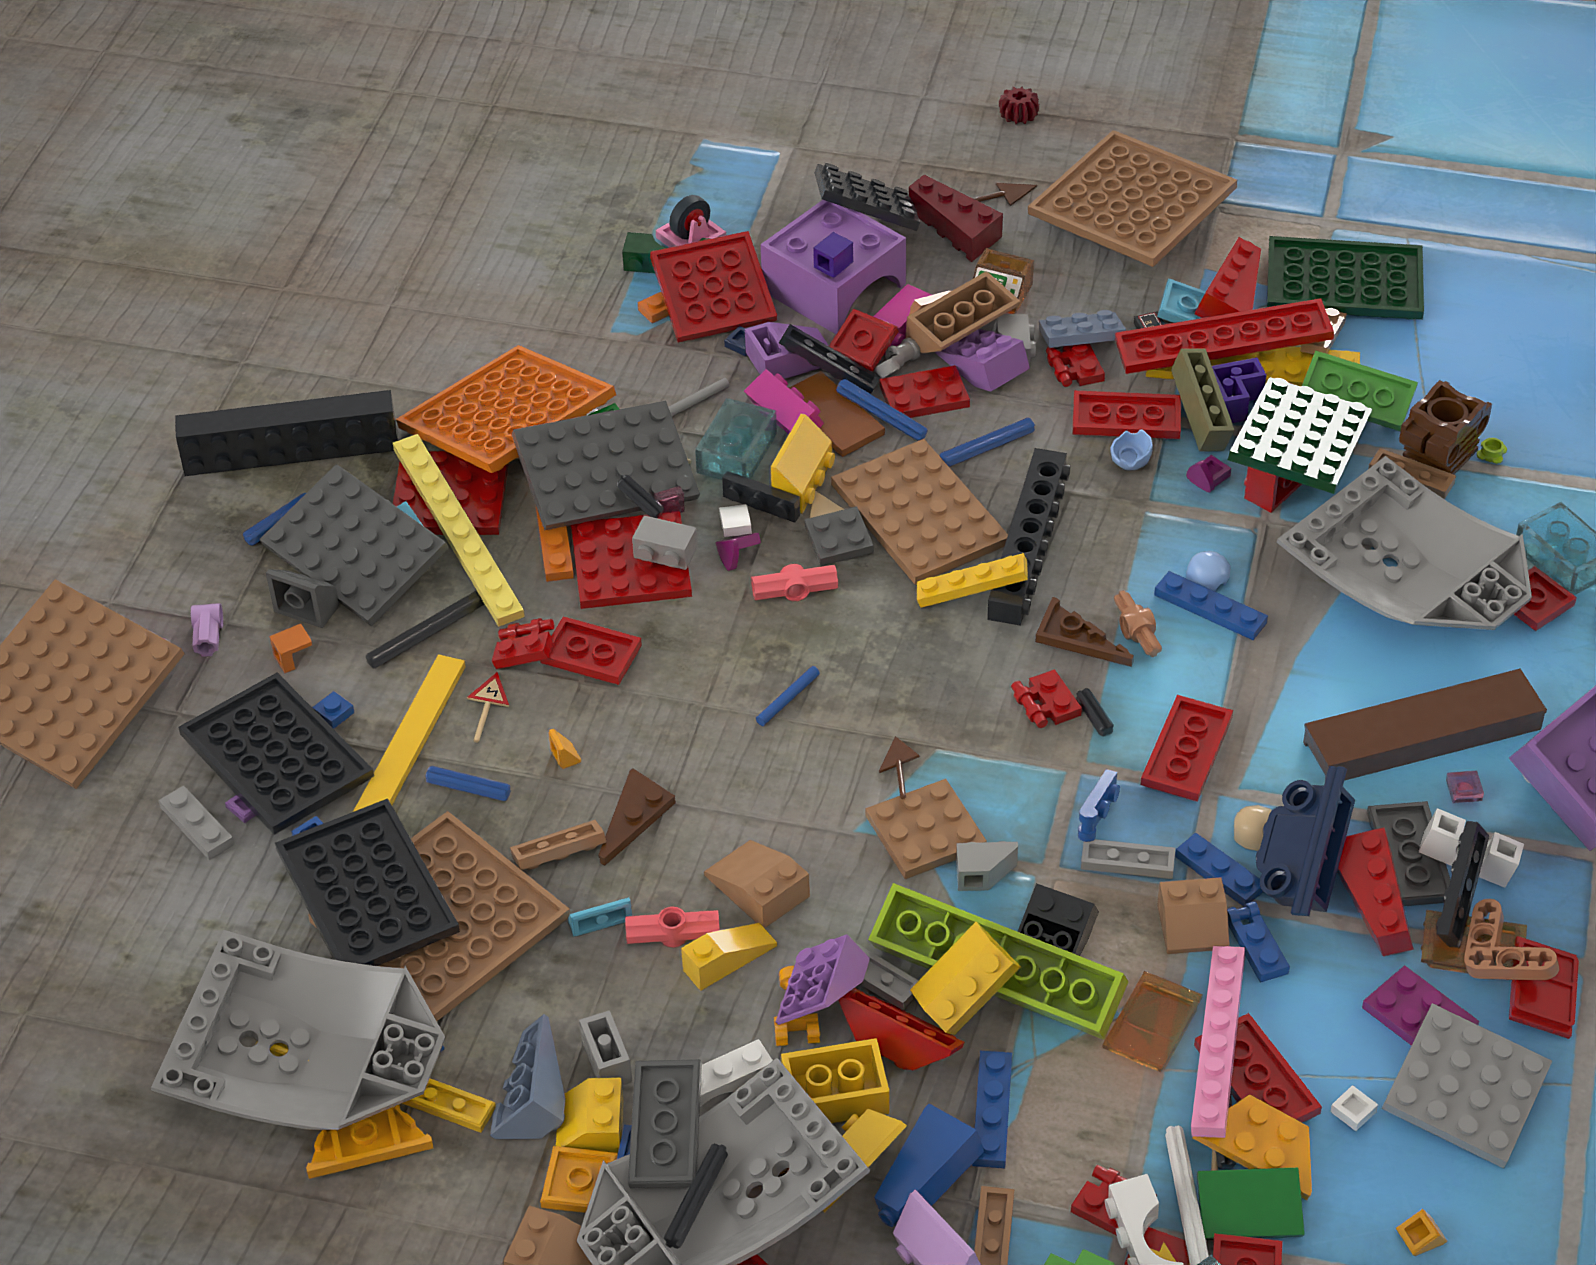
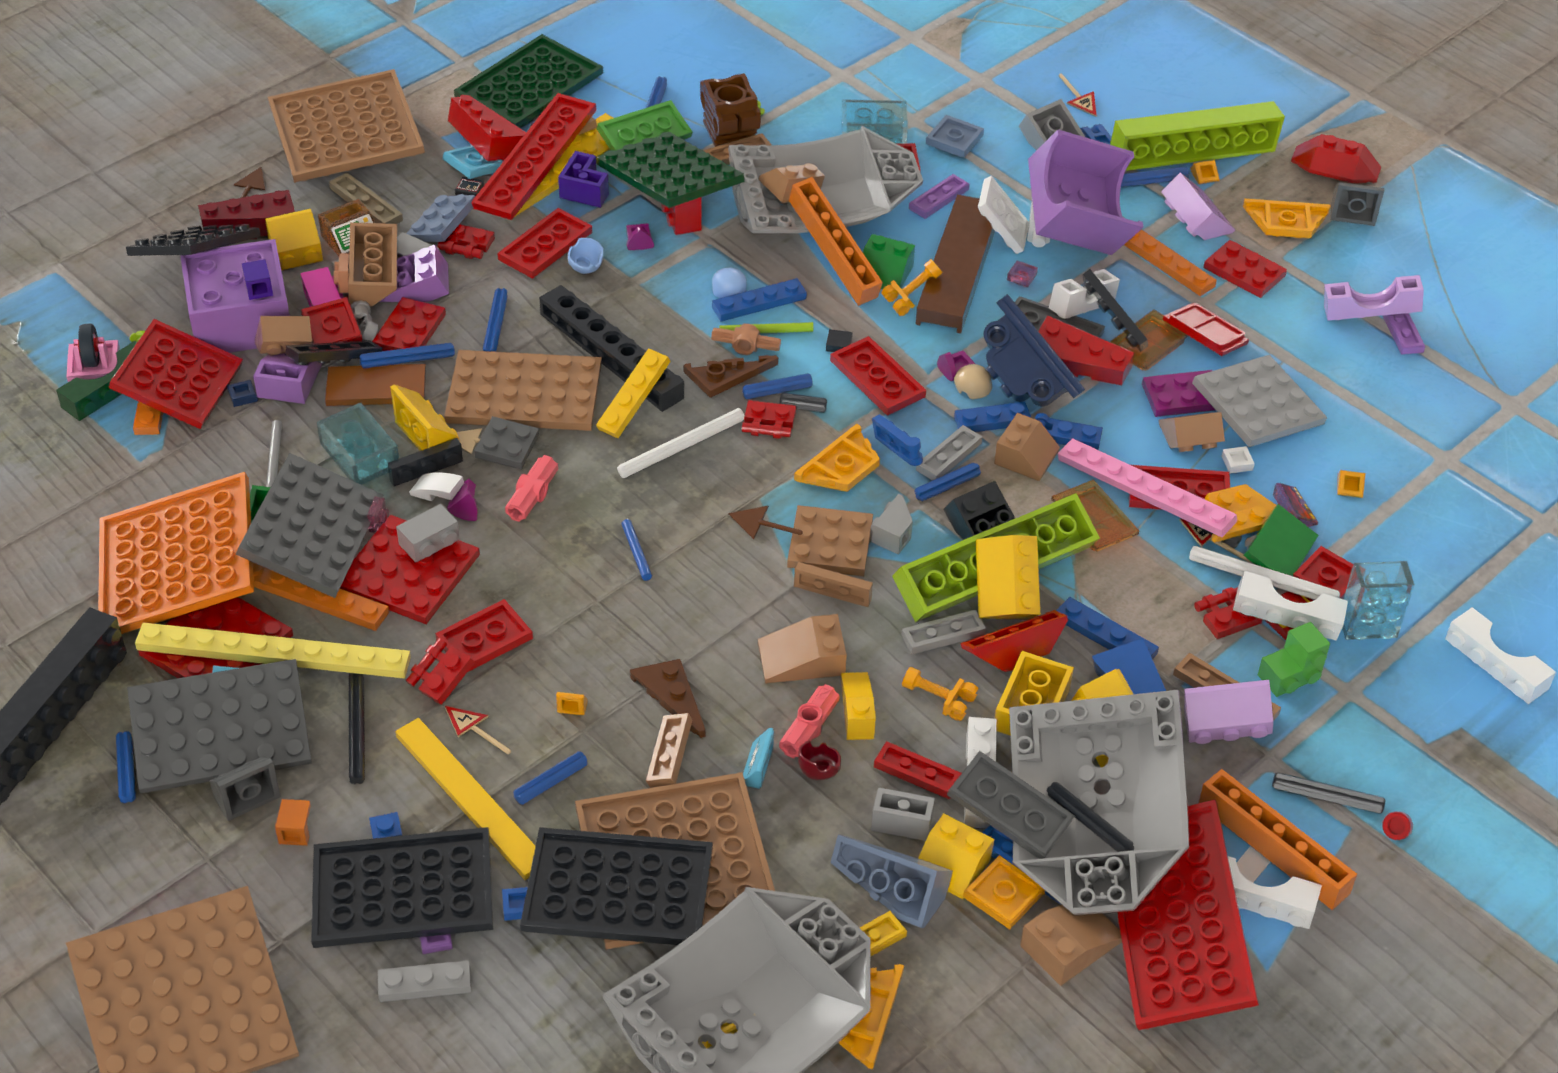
camera: 60 degrees left, 0 degrees up
(206, 623) = (203, 869): lavender piece -> none
(627, 956) = (819, 761): none -> dark red hair
(640, 496) = (366, 522): black axle -> none
(678, 1028) = (916, 769): none -> red plate
(773, 393) = (331, 399): dark pink brick -> none
(811, 316) = (279, 331): none -> medium nougat slope
(822, 977) = (946, 656): medium lavender slope -> none
(863, 857) = (833, 584): none -> medium nougat plate
(946, 255) = (295, 238): none -> yellow slope
(953, 653) = (680, 443): none -> white axle
(1019, 105) = (173, 129): dark red gear -> none
(1037, 782) = (841, 463): none -> light orange wing
(1056, 271) = (351, 189): none -> dark tan plate
(1088, 877) = (947, 481): none -> blue axle
(1099, 681) = (777, 386): none -> blue axle
(1178, 634) = (777, 327): none -> lime bar
(1202, 400) = (581, 197): olive brick -> none
(1211, 692) = (838, 340): none -> black tile
(1264, 795) = (951, 363): none -> magenta tile
(1324, 607) = (835, 241): none -> orange brick
(1333, 1193) = (1293, 502): none -> slope
(1358, 670) = (890, 259): none -> green slope
(1358, 1045) = (1193, 430): none -> medium nougat slope
(1366, 703) = (892, 291): none -> light orange bar
(1386, 535) = (780, 180): none -> medium nougat slope
(1435, 371) = (657, 91): none -> blue axle
(1490, 950) = (1171, 332): nougat beam -> none
(1517, 711) = (1003, 215): none -> white plate
(1531, 661) = (939, 196): none -> medium lavender tile

